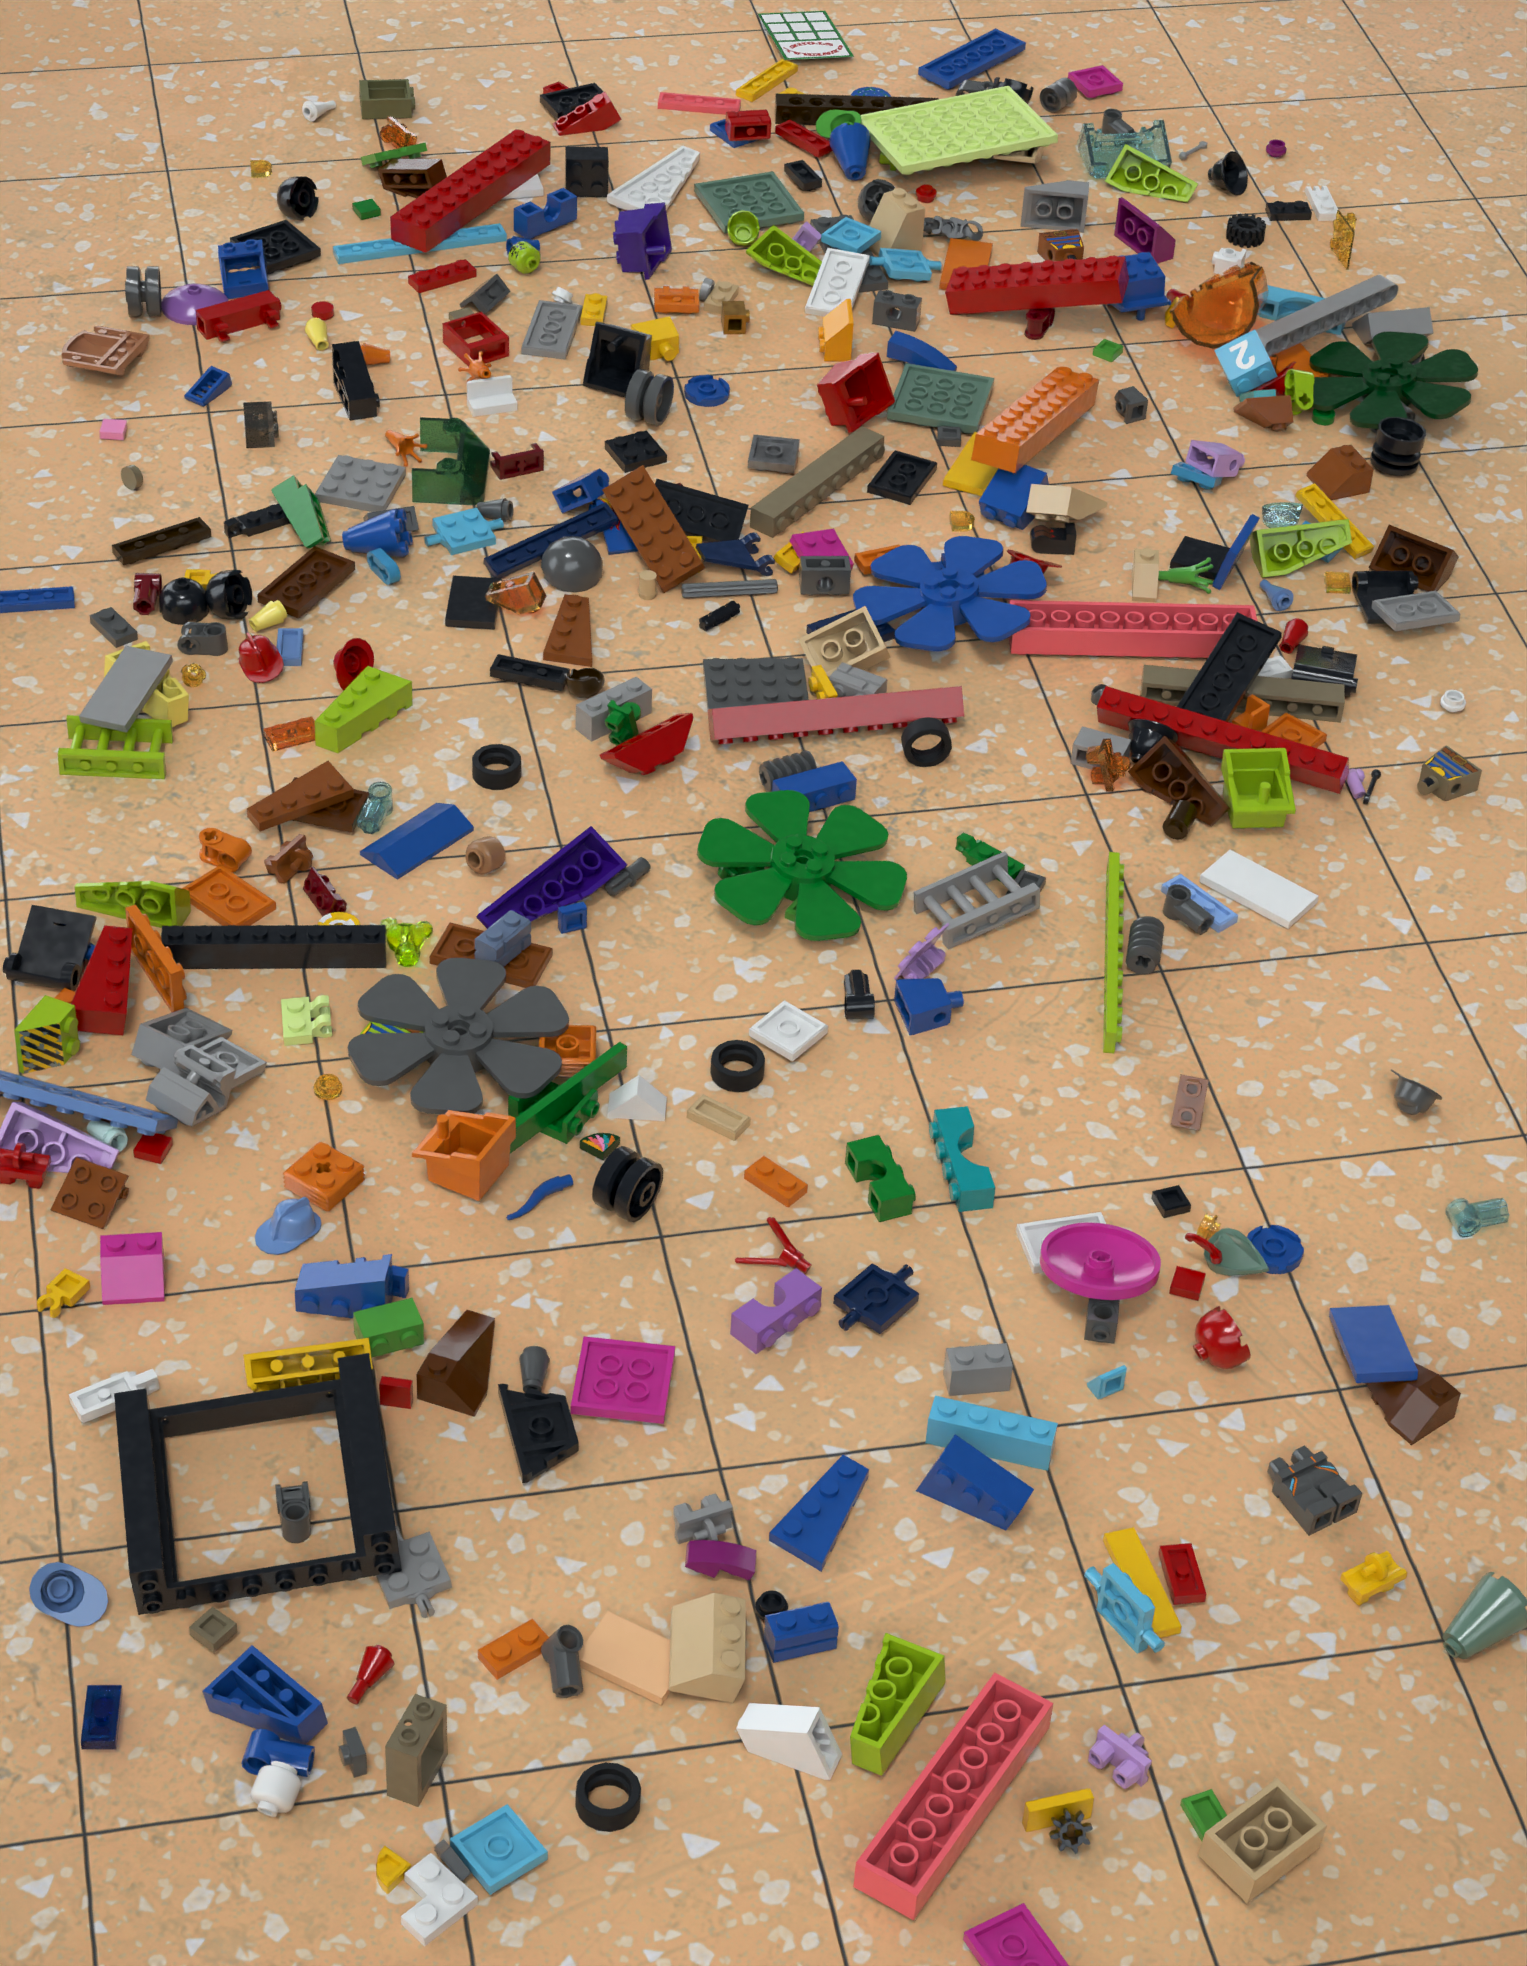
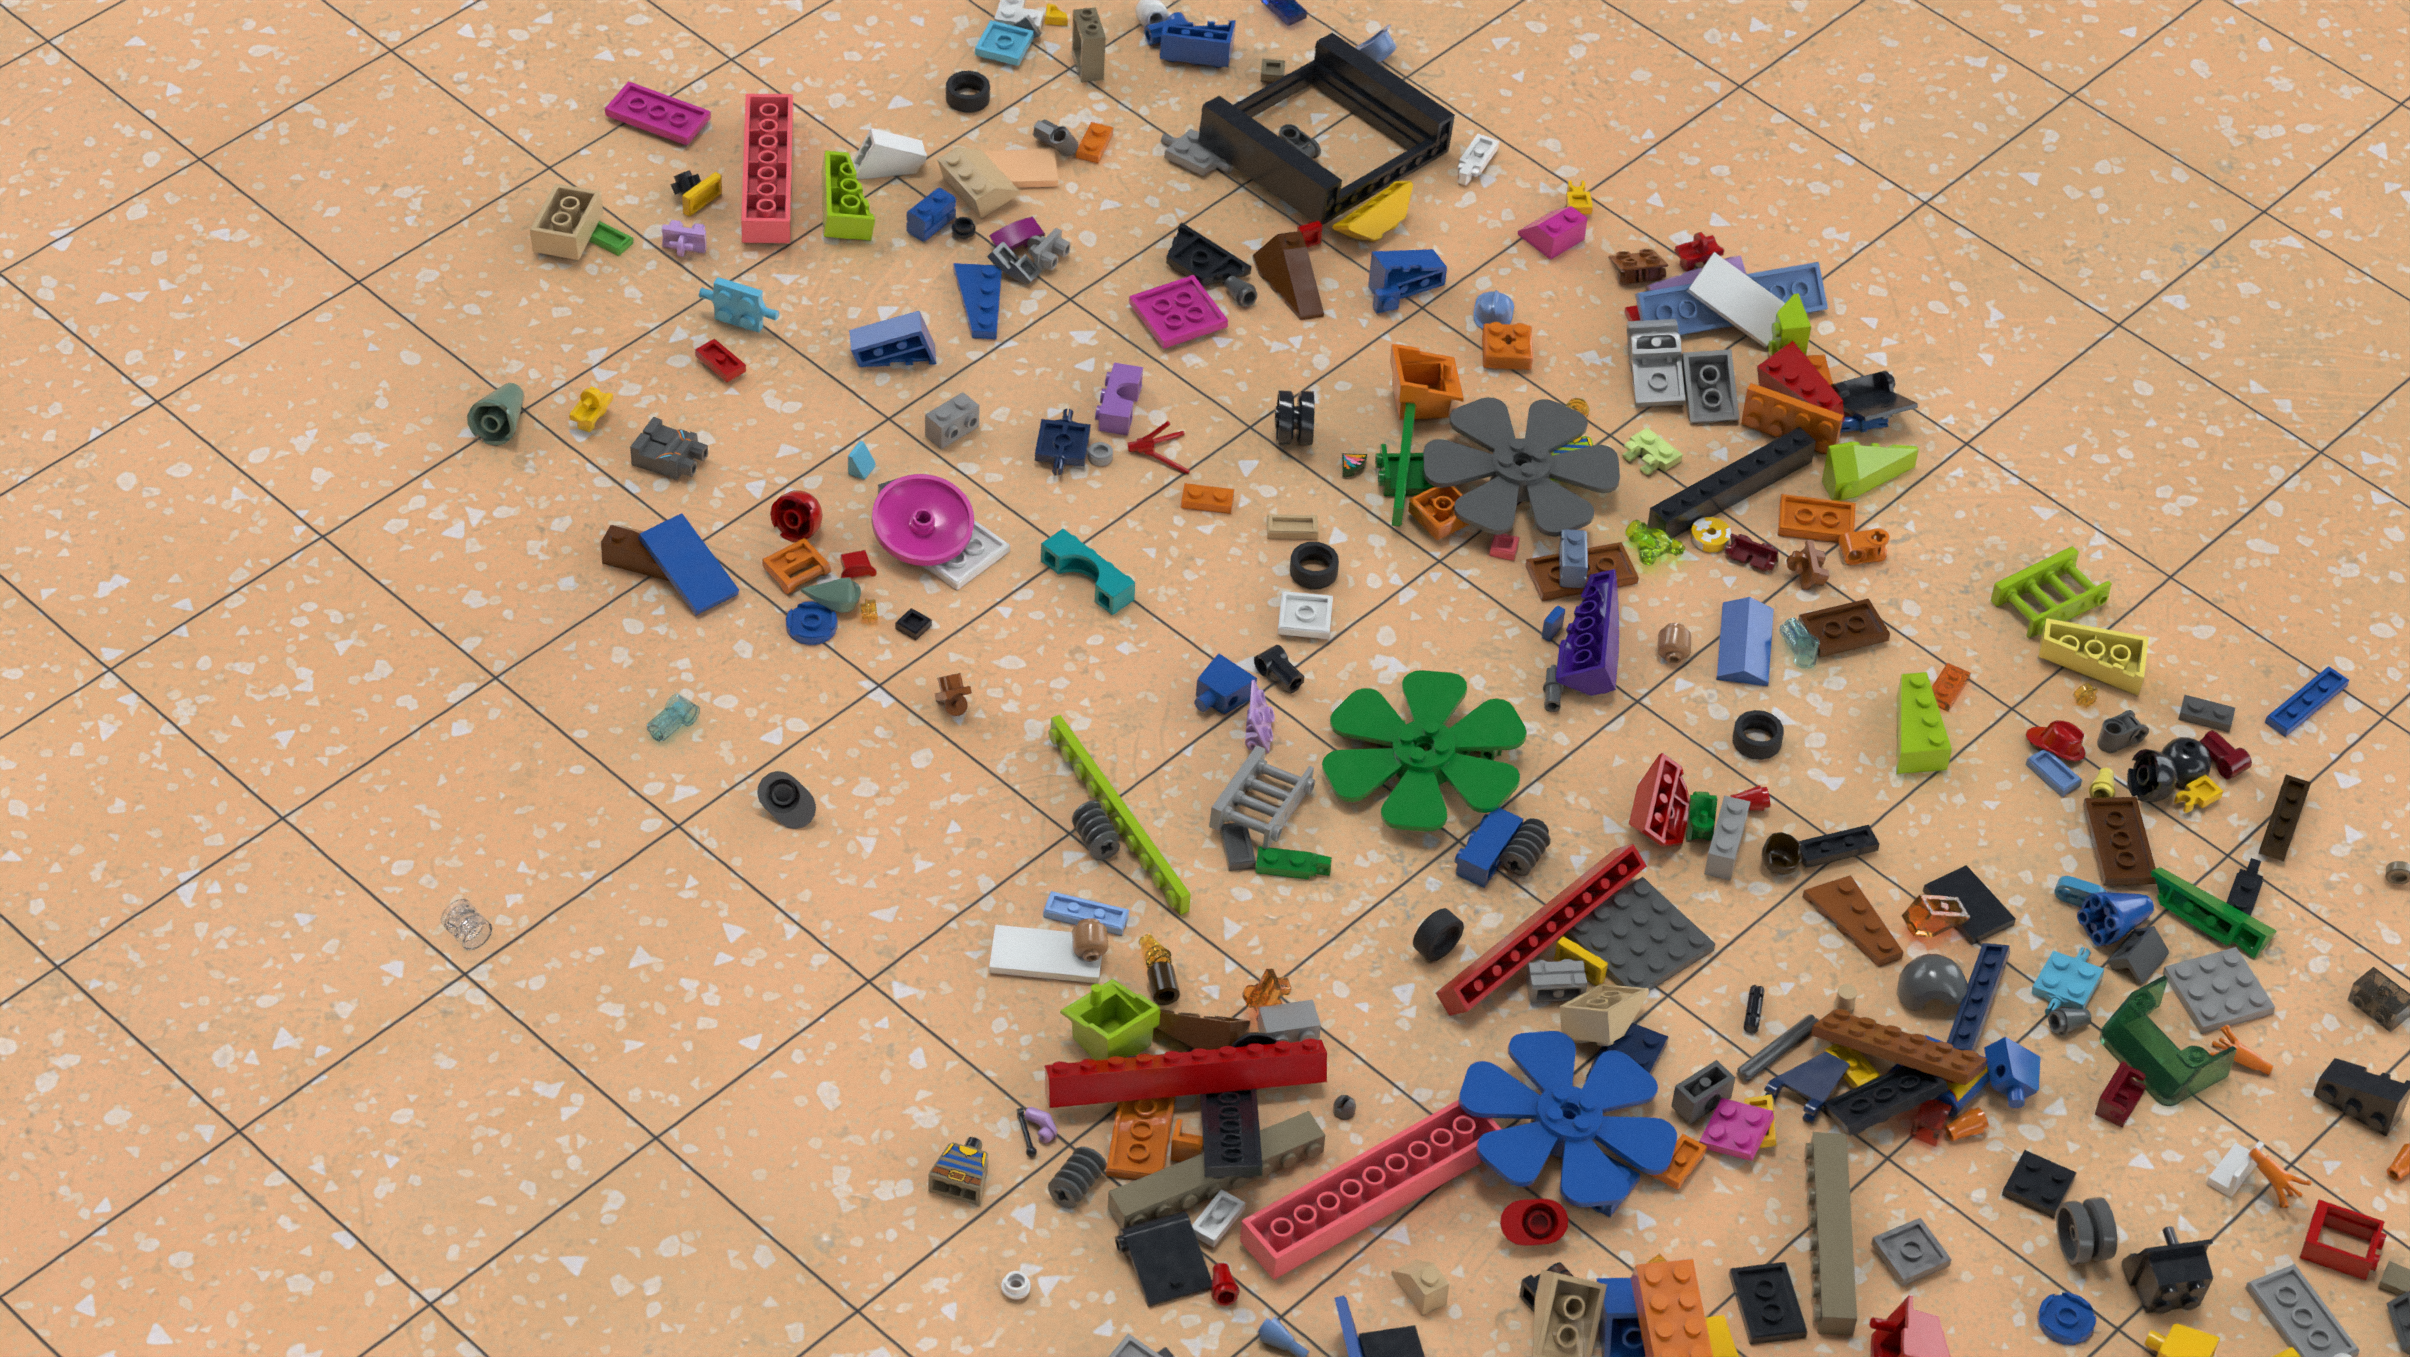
camera: 145 degrees right, 5 degrees up
(60, 1079) = (1737, 298): none -> white tile
(126, 688) = (2090, 611): light grey tile -> none
(305, 795) = (1858, 613): dark orange wing -> none
(352, 661) = (1972, 759): red piece -> none
(353, 1752) = (1128, 47): dark grey plate -> none
(373, 1666) = (1163, 94): red cone -> none
(390, 1327) = (1352, 270): bright green brick -> none
(546, 1188) = (1356, 414): blue animal -> none
(557, 728) = (1758, 798): none -> red cone
(637, 1101) = (1355, 504): white slope -> none
(755, 1524) = (1019, 269): none -> dark grey slope
(841, 1274) = (1100, 454): none -> light grey tile
(888, 1192) = (1149, 537): green arch -> none
(993, 1432) = (909, 383): medium azure brick -> none
(1133, 1560) = (745, 348): yellow tile -> none
(1168, 842) = (1153, 950): none -> clear yellow cone
(1181, 907) = (1095, 888): dark grey piece -> none
(1188, 575) = (1382, 1309): bright green piece -> none
(1223, 859) = (1090, 939): none -> medium nougat head
(1255, 1305) = (793, 559): none -> orange plate
(1356, 732) = (1076, 1176): none -> dark grey piece

